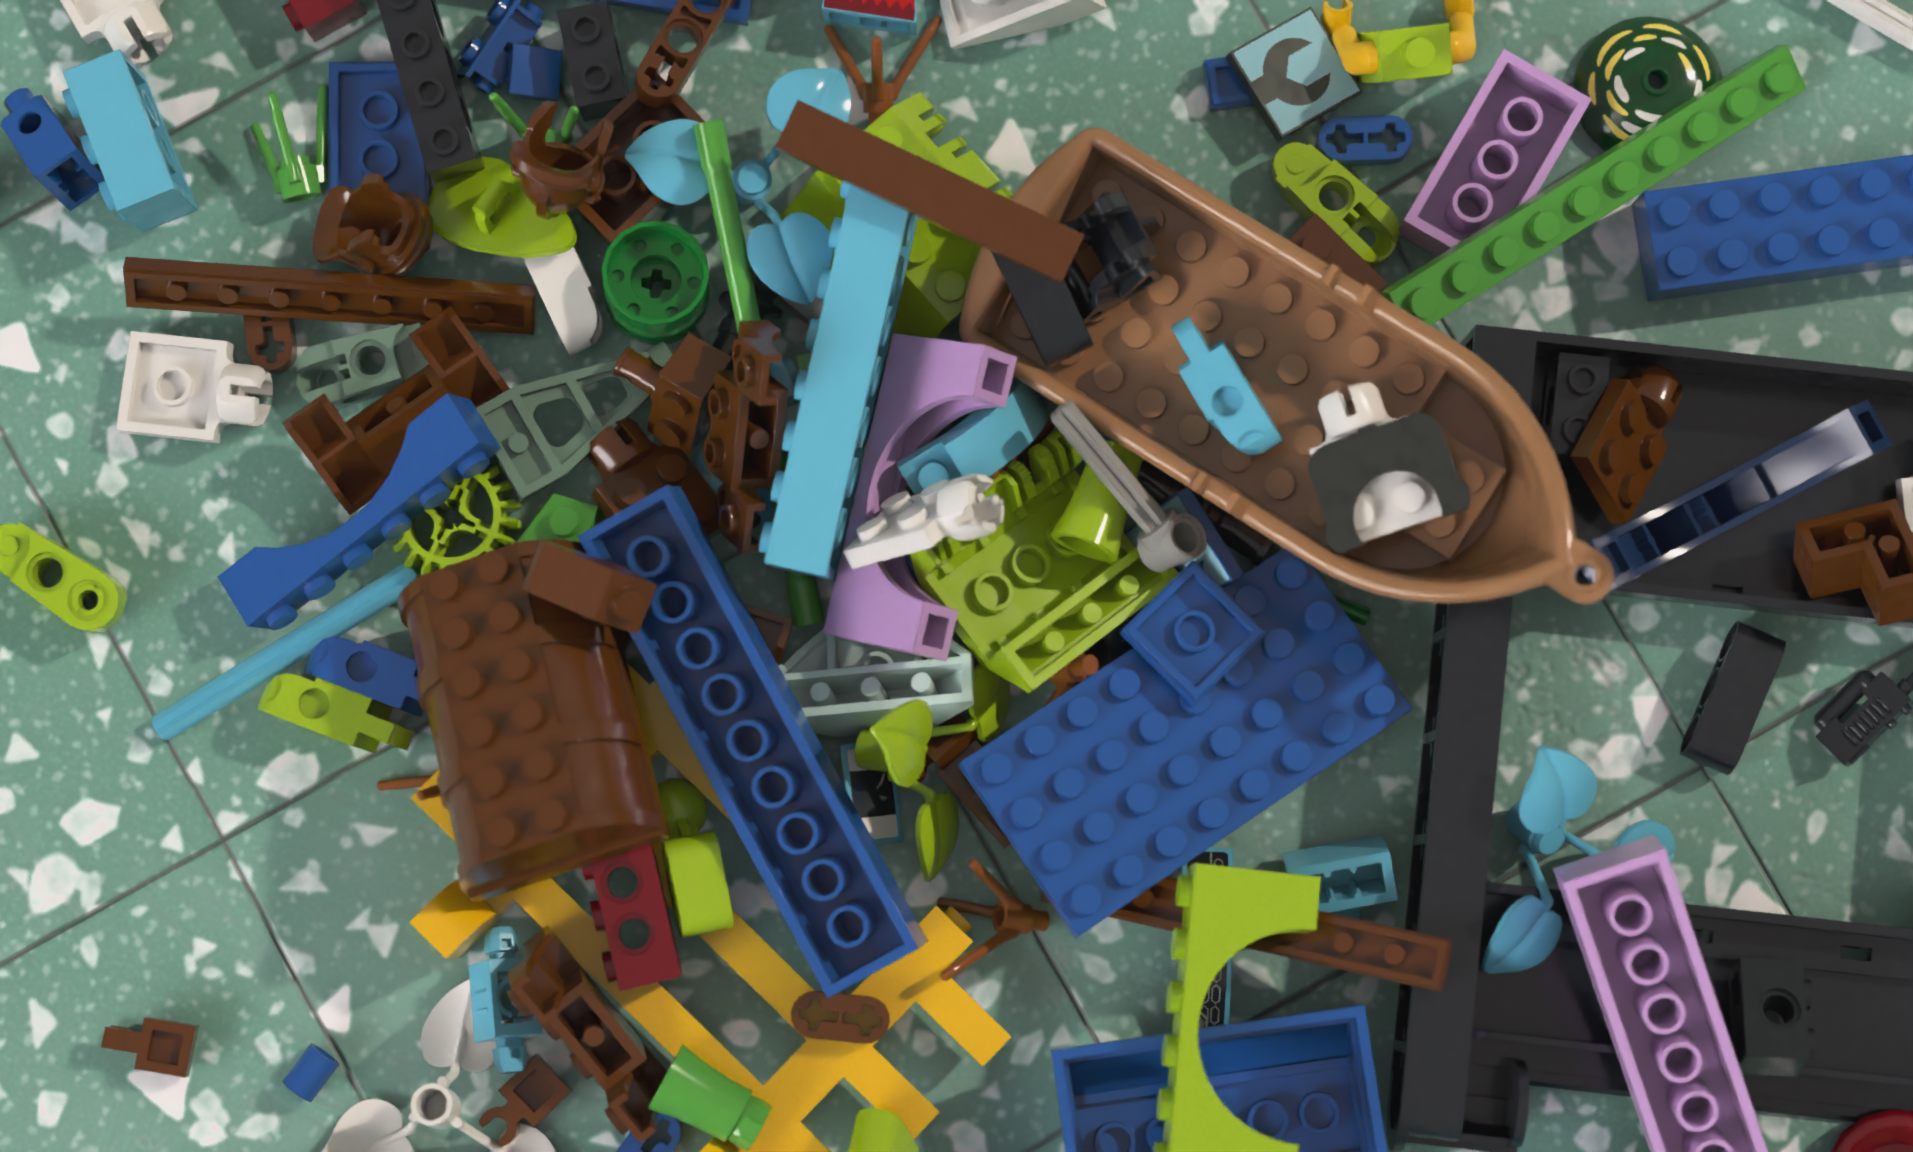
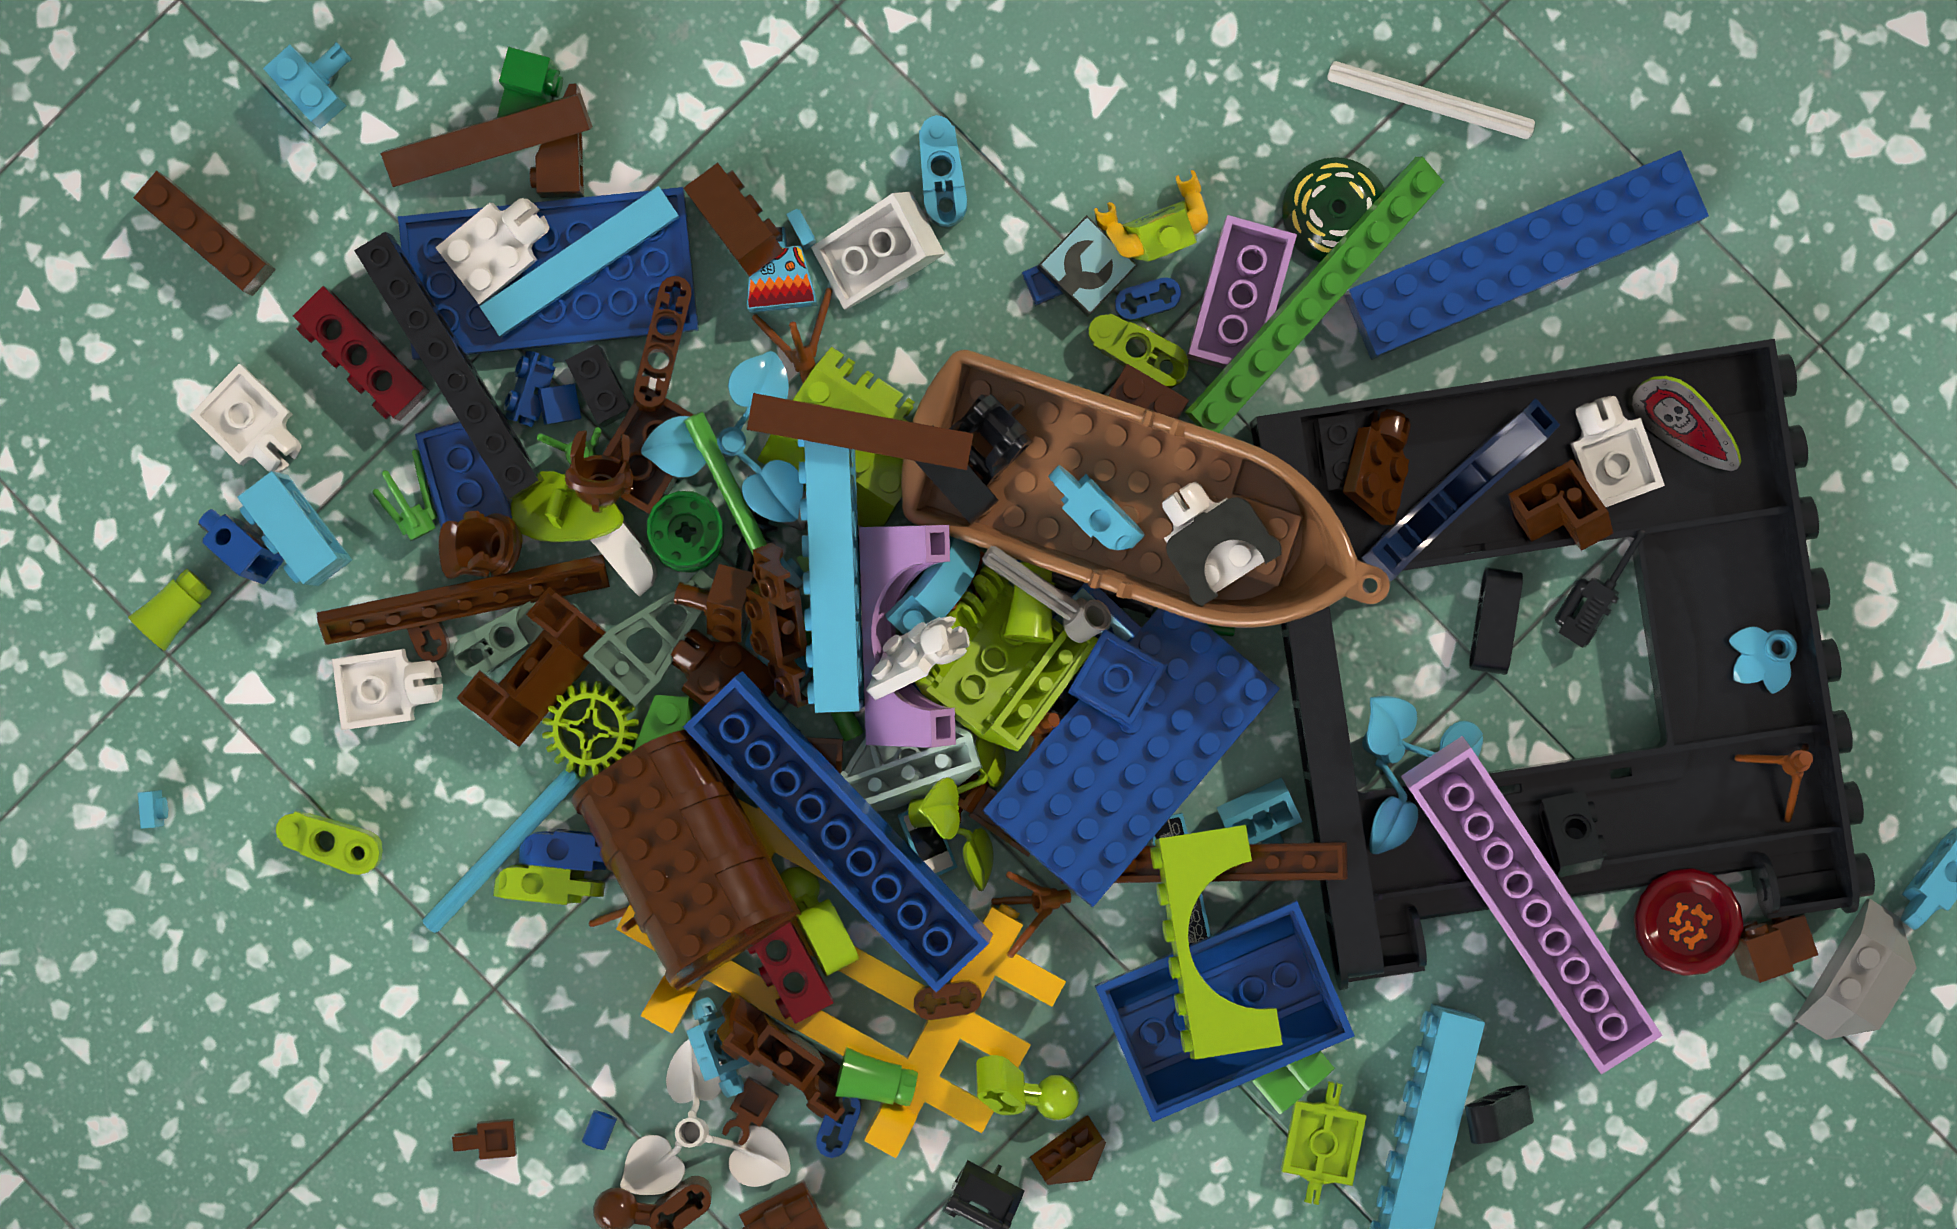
camera: 20 degrees left, 5 degrees up
(436, 454) = (569, 693): blue arch -> none
(589, 586) = (702, 762): reddish brown slope -> none

